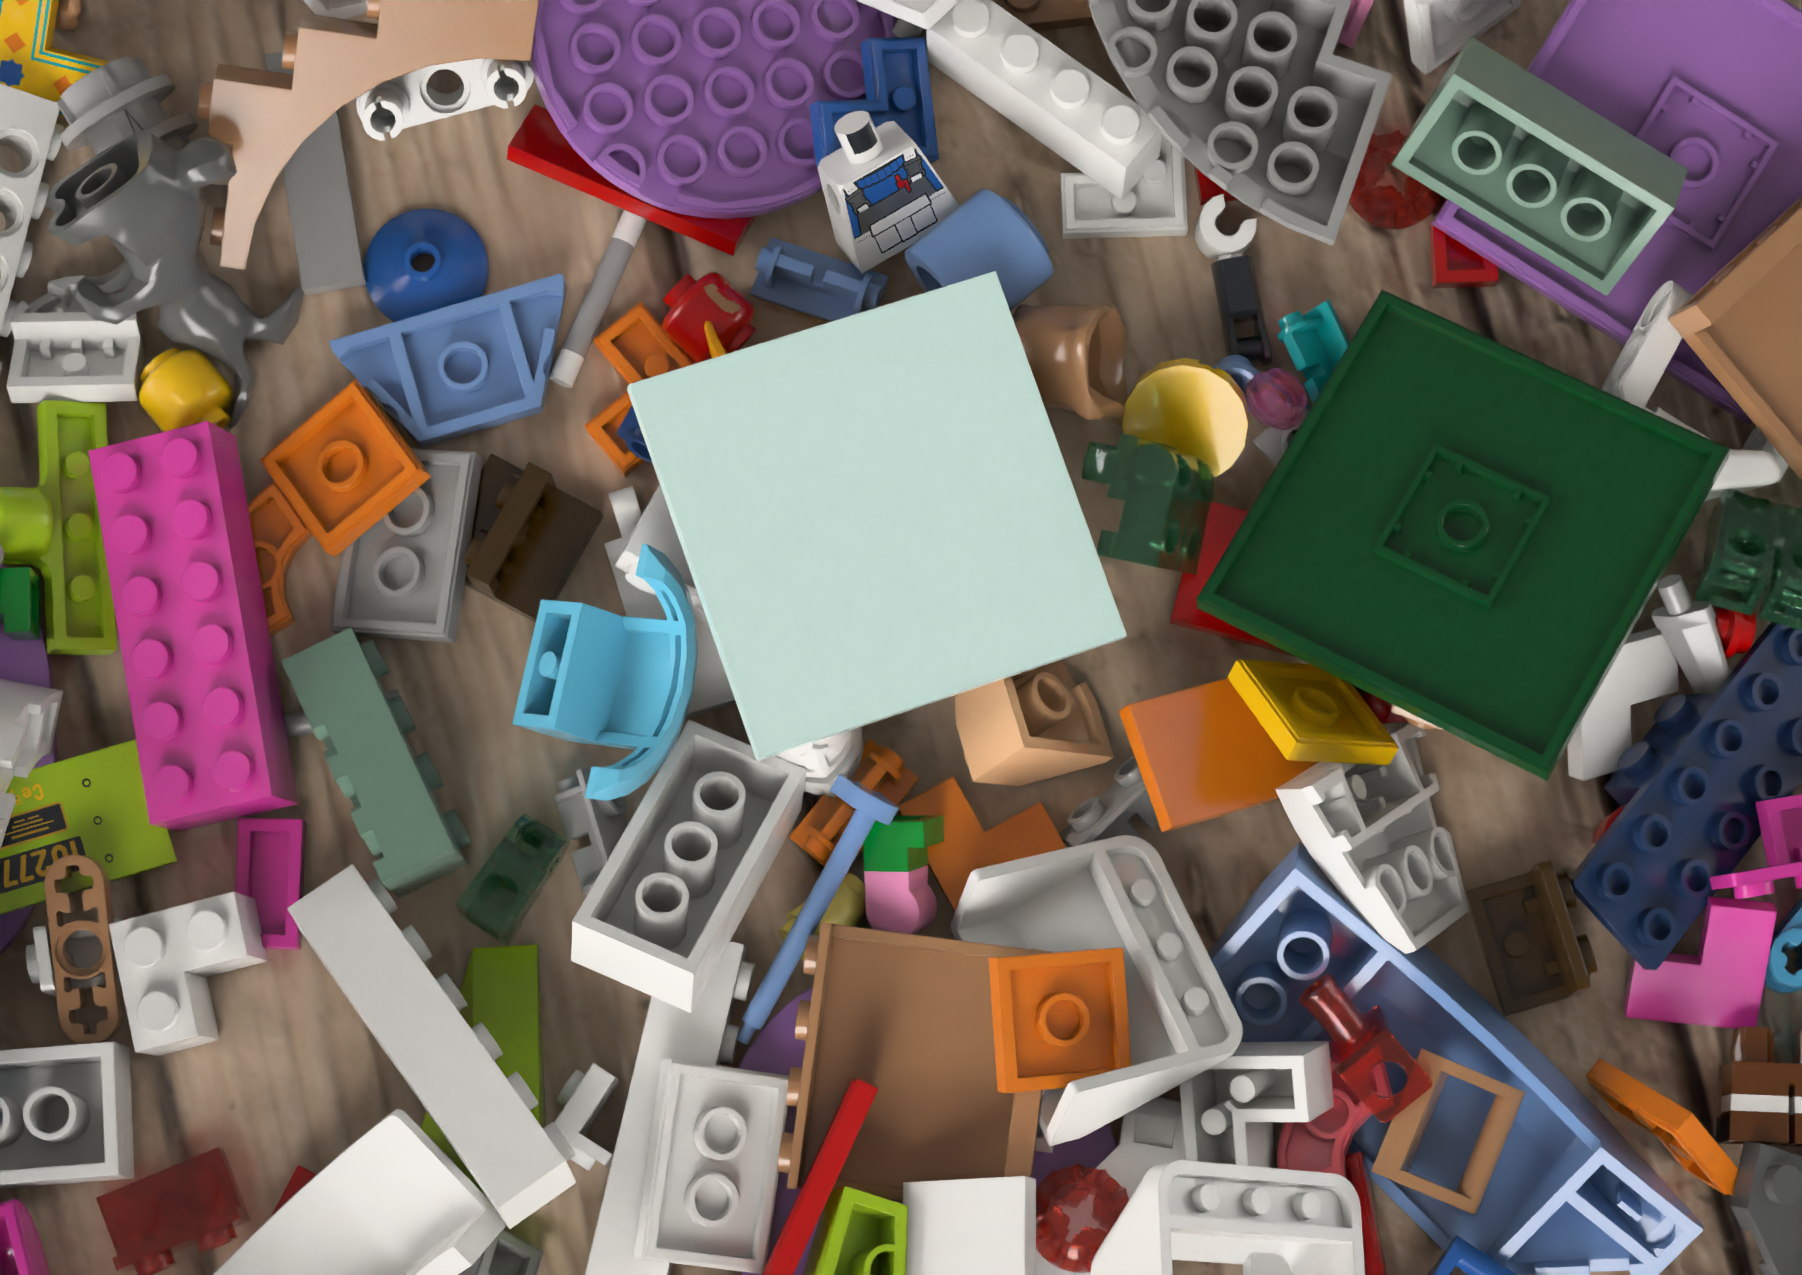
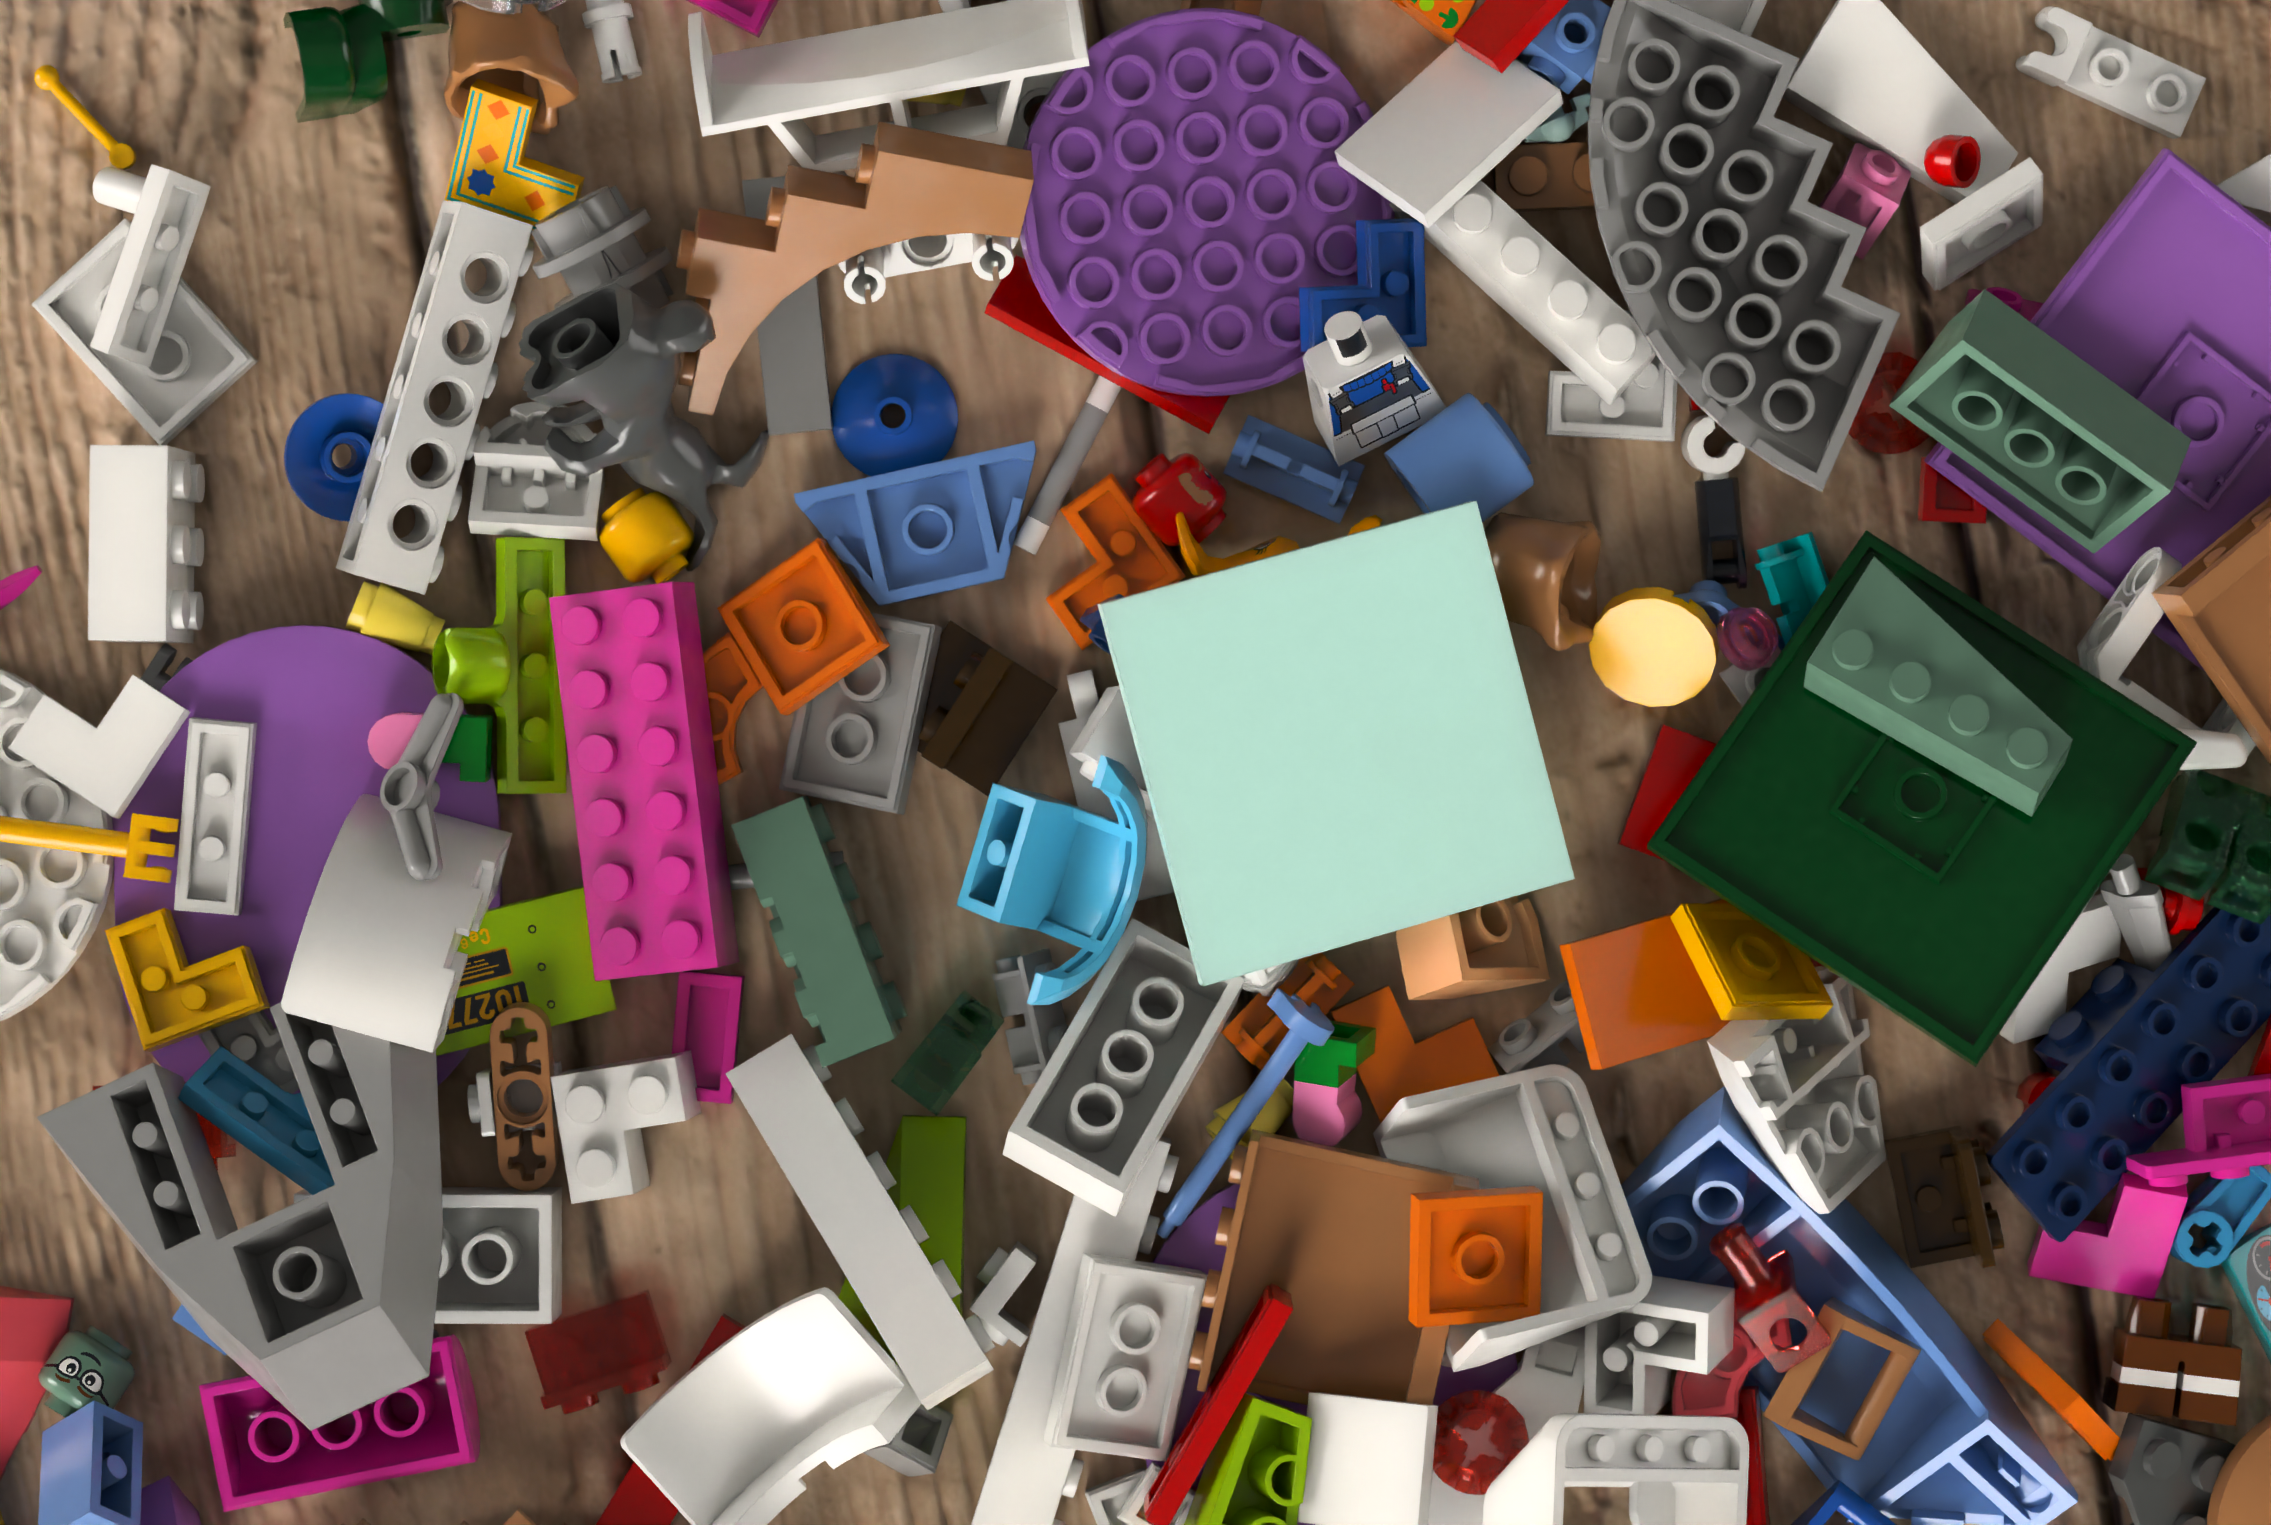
camera: 10 degrees right, 10 degrees up
(1164, 500) = (1622, 733): clear green hips -> none
(1466, 421) = (1934, 692): none -> sand green wedge

